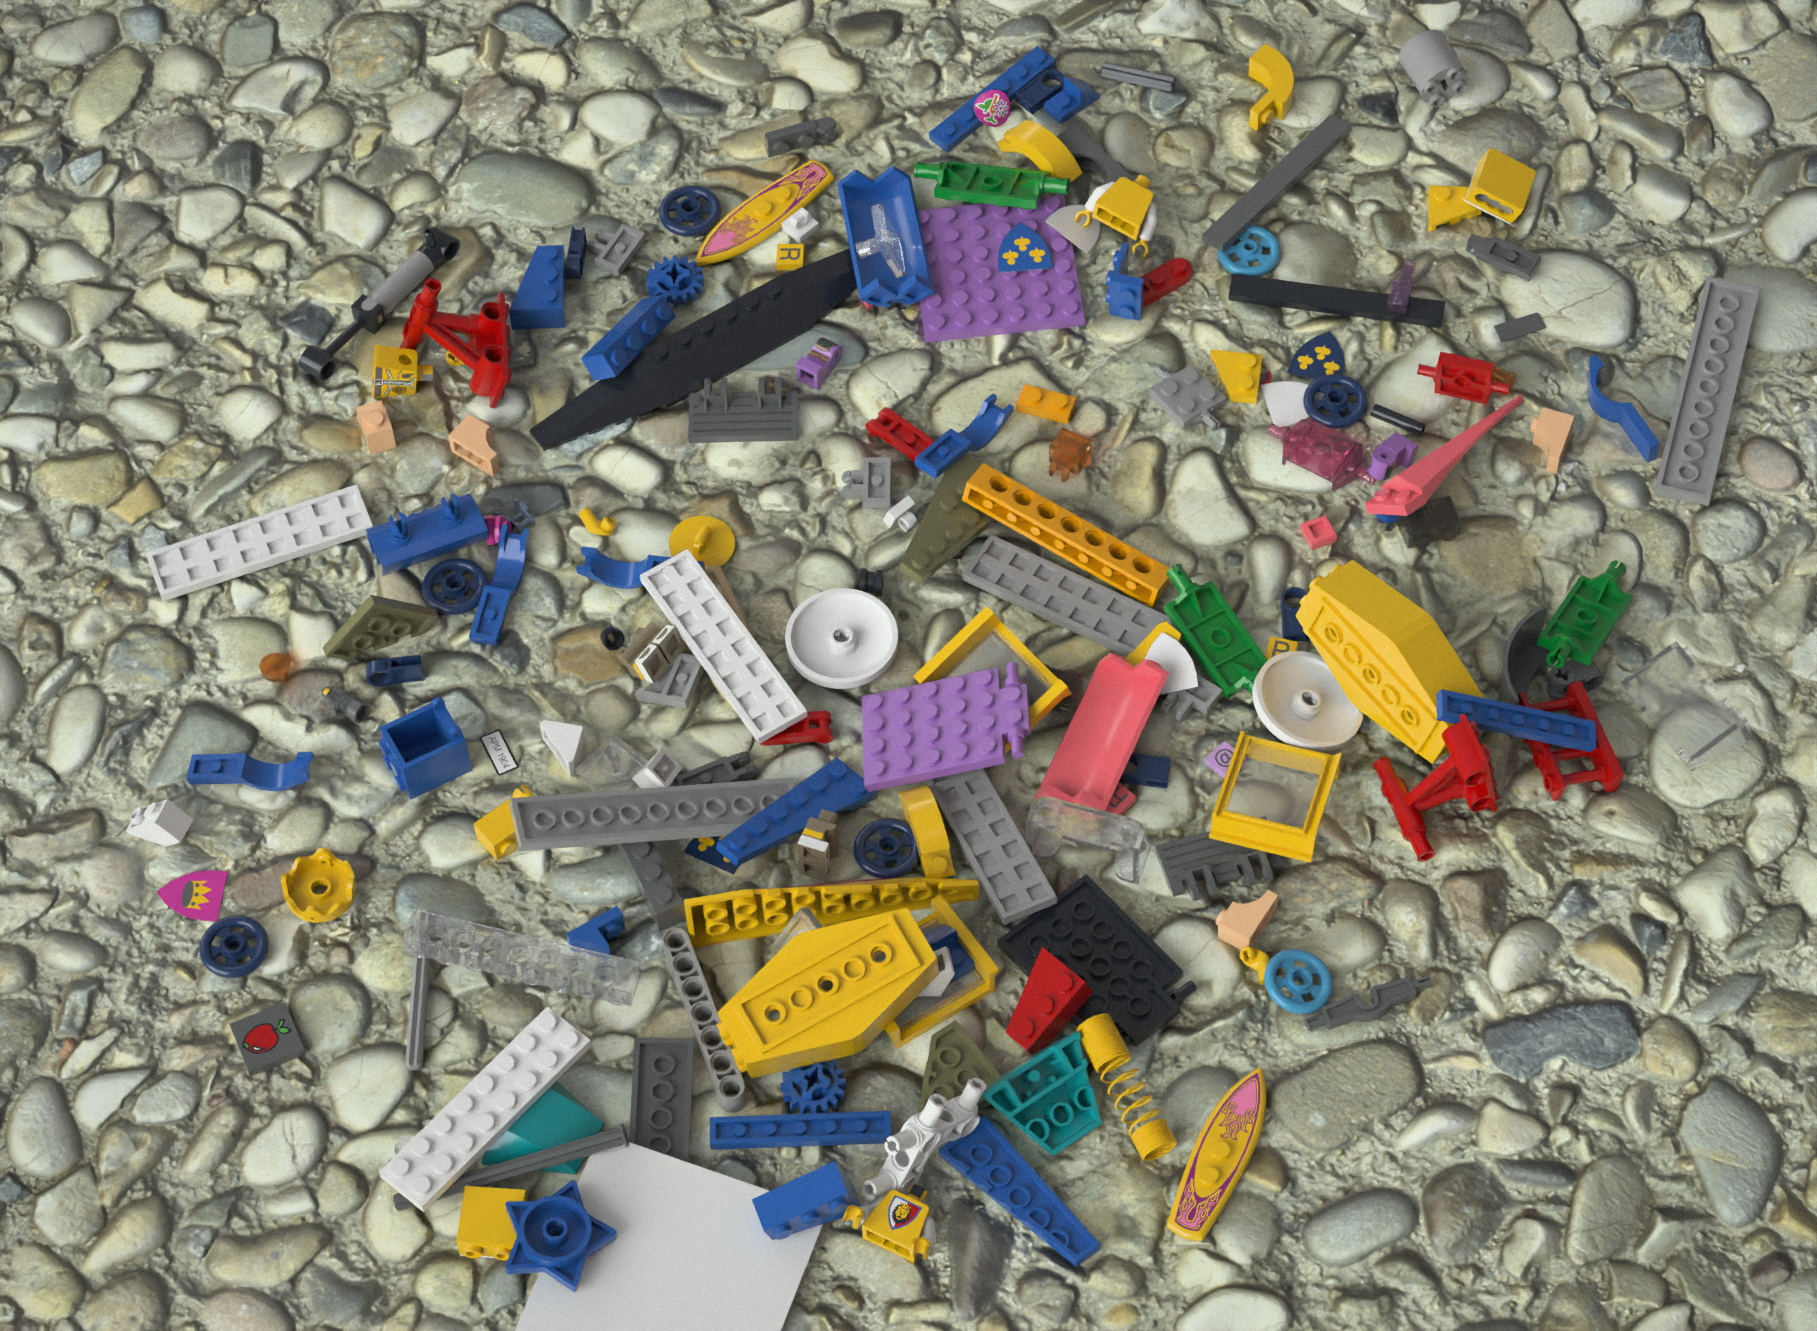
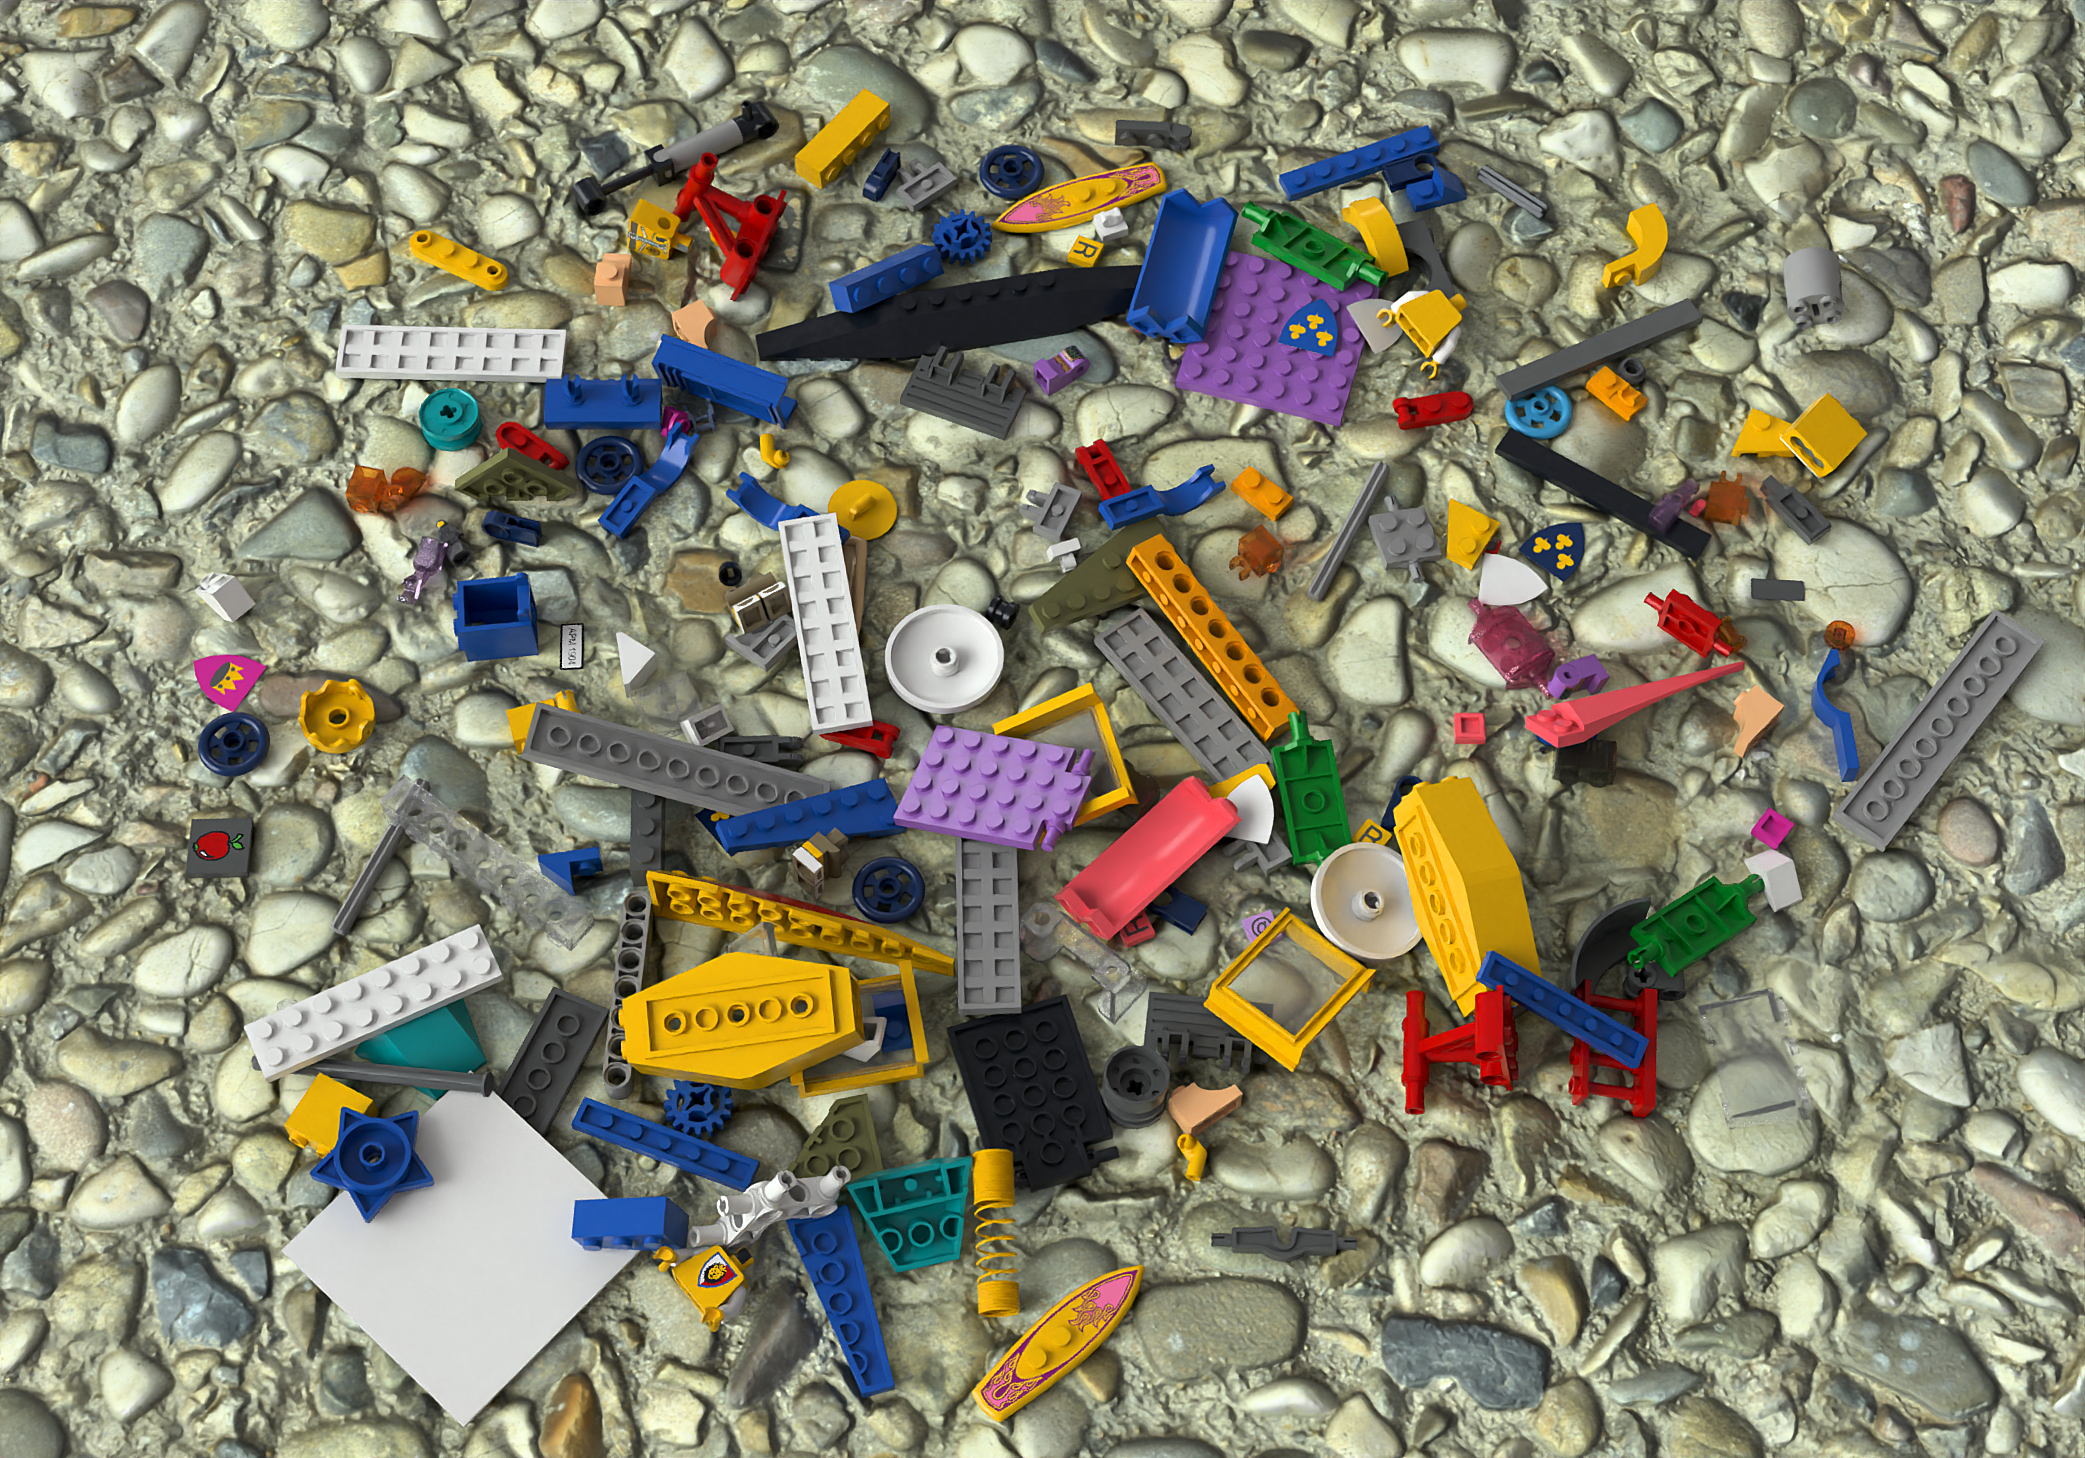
camera: 20 degrees right, 5 degrees up
(223, 461) = (459, 260): none -> yellow plate
(244, 769) = (330, 574): blue piece -> none
(245, 685) = (368, 490): none -> clear orange brick
(289, 598) = (450, 419): none -> teal wheel
(332, 729) = (426, 563): none -> clear purple piece
(354, 593) = (519, 438): none -> red plate
(524, 232) = (843, 139): none -> yellow brick
(528, 474) = (724, 380): none -> blue piece
(542, 292) = (831, 201): blue wedge -> none
(886, 241) = (1176, 271): clear tile -> none
(928, 830) = (930, 888): yellow arch -> none
(992, 108) = (1353, 172): sticker -> none
(1046, 1003) = (958, 1114): red wedge -> none
(1125, 291) = (1388, 407): blue bracket -> none
(1136, 408) = (1348, 531): none -> light grey axle
(1185, 924) = (1135, 1086): none -> dark grey wheel
(1308, 214) = (1616, 393): none -> light orange plate
(1309, 186) = (1631, 365): none -> dark grey plate
(1314, 966) = (1210, 1213): dark azure plate -> none
(1332, 395) = (1546, 577): dark blue plate -> none
(1398, 419) = (1605, 641): black piece -> none
(1422, 283) = (1697, 507): none -> coral piece
(1444, 268) = (1726, 501): none -> clear orange brick
(1589, 344) = (1839, 635): none -> clear orange tile
(1610, 520) = (1772, 829): none -> dark pink plate
(1635, 555) = (1779, 878): none -> white slope

